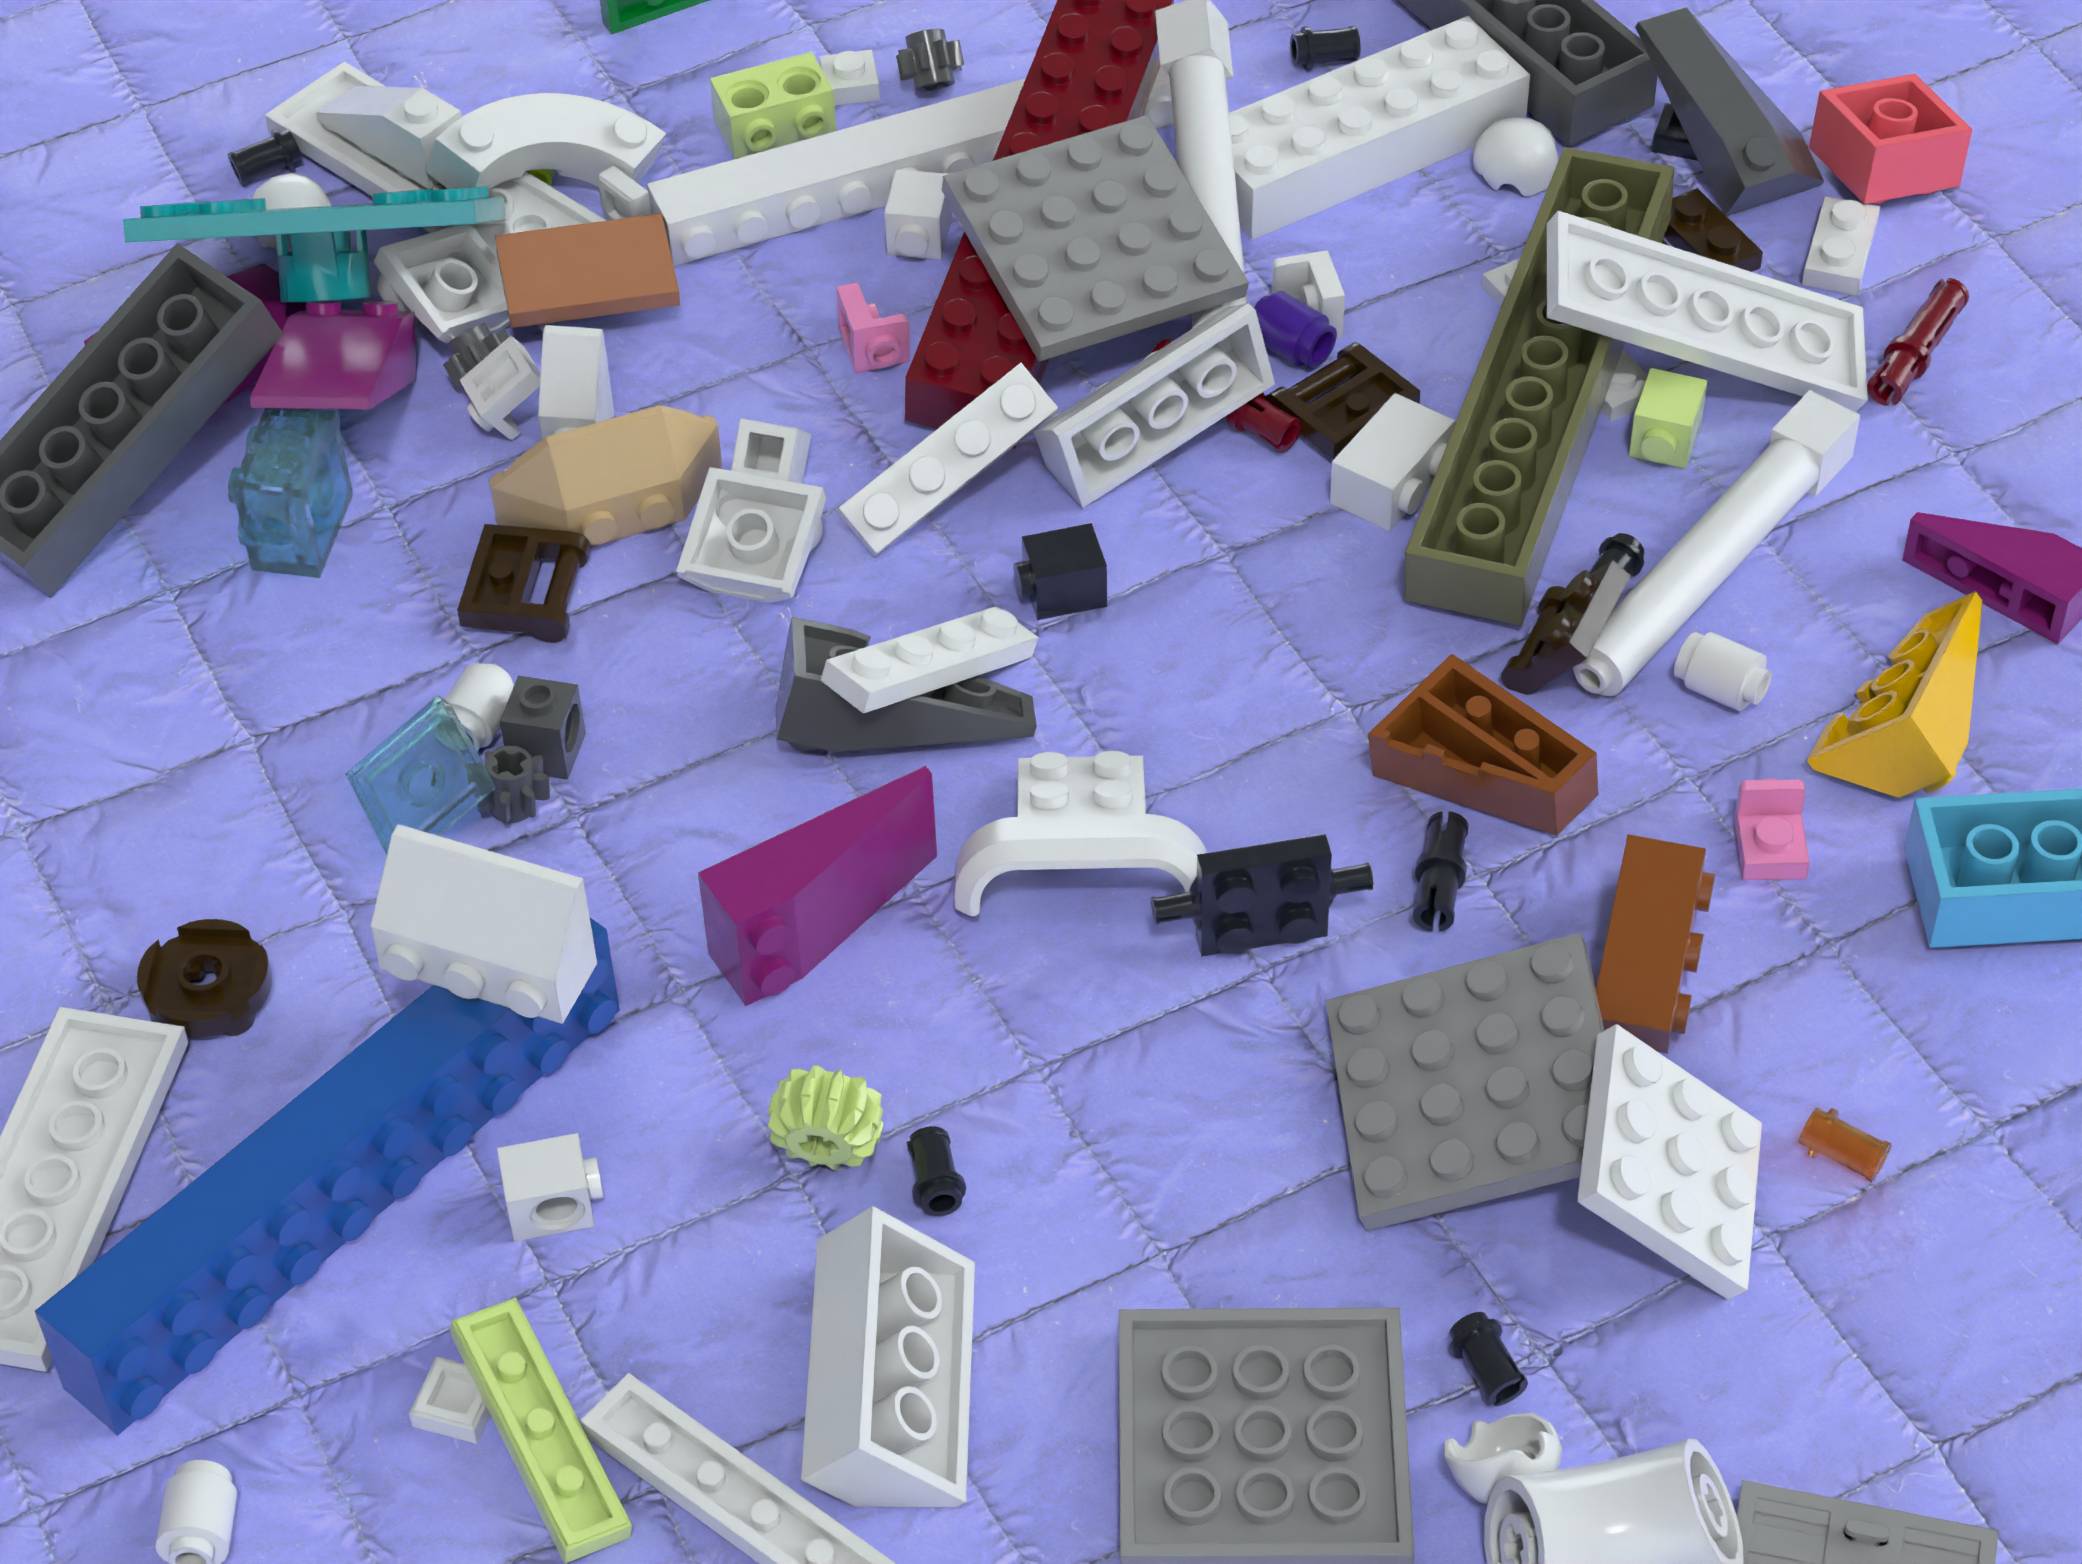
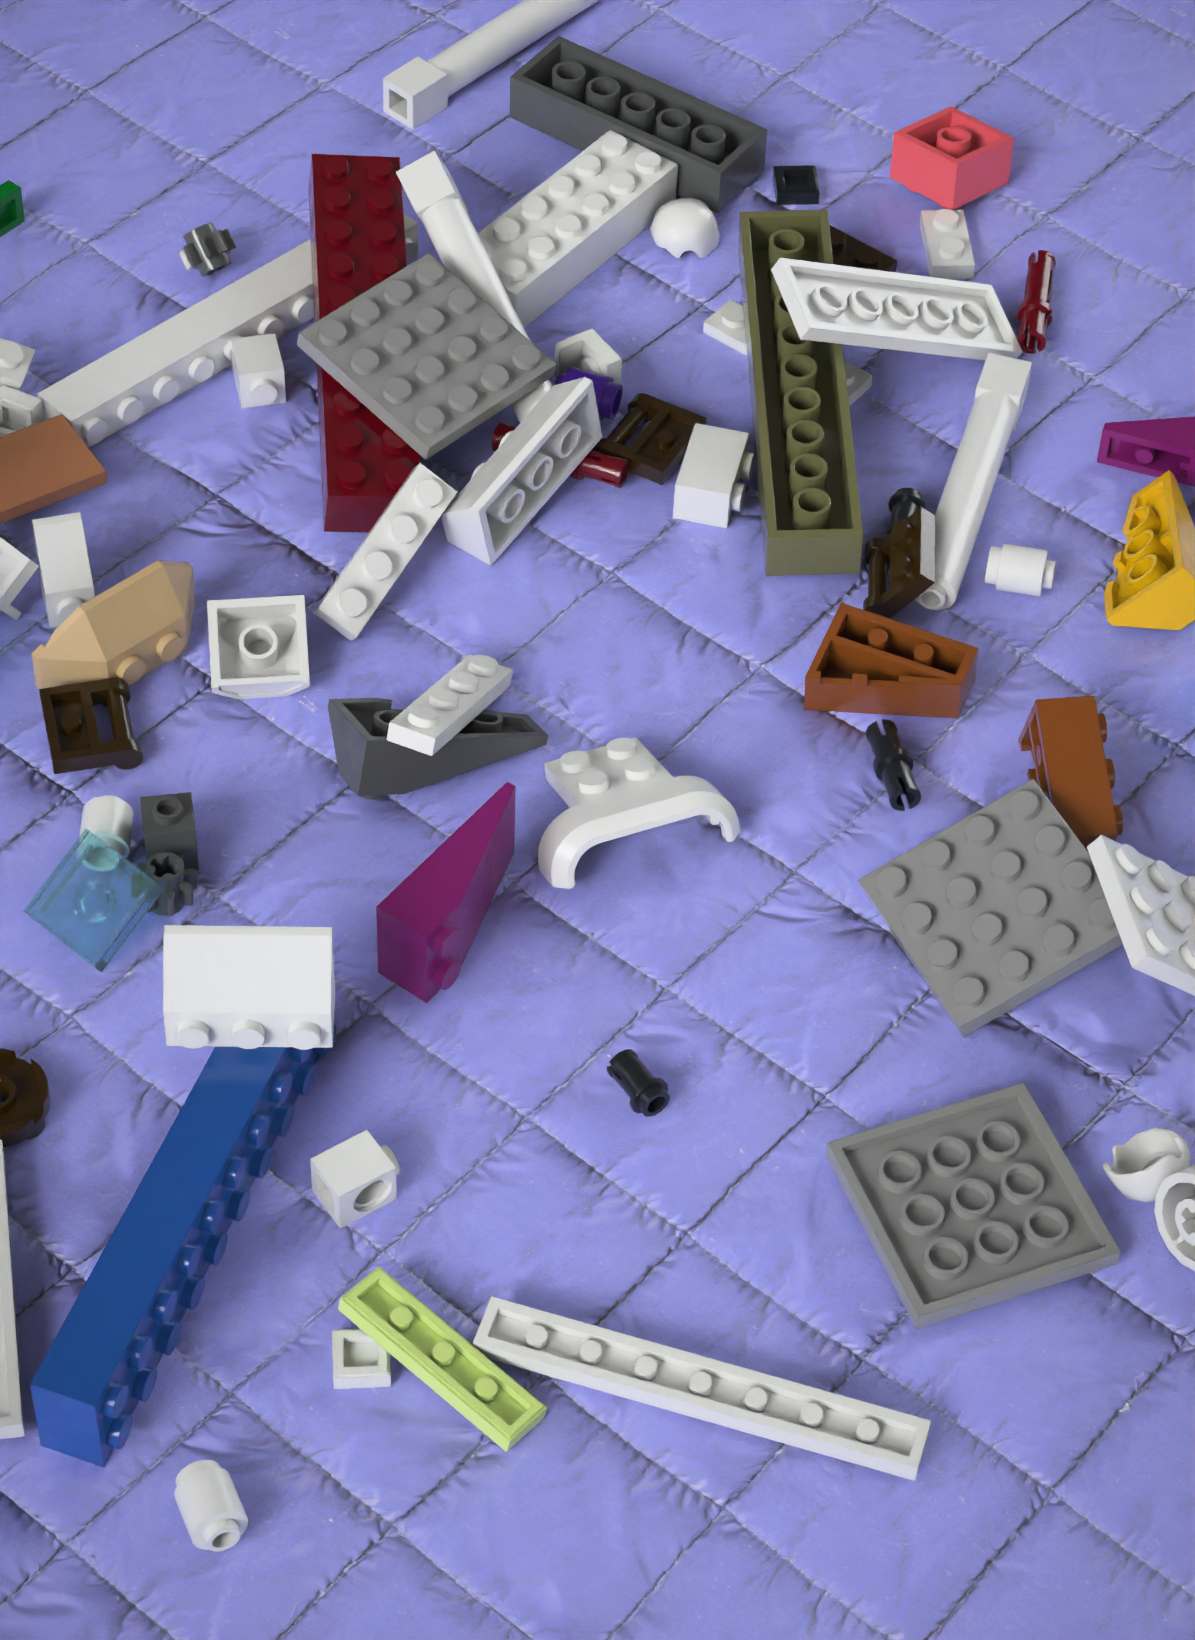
camera: 25 degrees left, 0 degrees up
(771, 450) = (243, 576): white brick -> none
(773, 104) = (98, 311): yellowish green brick -> none
(825, 1117) = (545, 1065): yellowish green gear -> none
(851, 76) = (144, 277): white plate -> none
(868, 338) = (261, 473): bright pink bracket -> none
(889, 1367) = (678, 1233): white slope -> none
(1062, 571) = (509, 615): black brick -> none
(1262, 895) = (785, 814): black plate -> none
(1324, 46) = (493, 179): black pin -> none
(1480, 1345) = (1097, 1100): black pin -> none
(1668, 418) = (892, 397): yellowish green brick -> none
(1732, 125) = (837, 174): dark grey wedge -> none
(1771, 830) = (1105, 675): bright pink bracket -> none

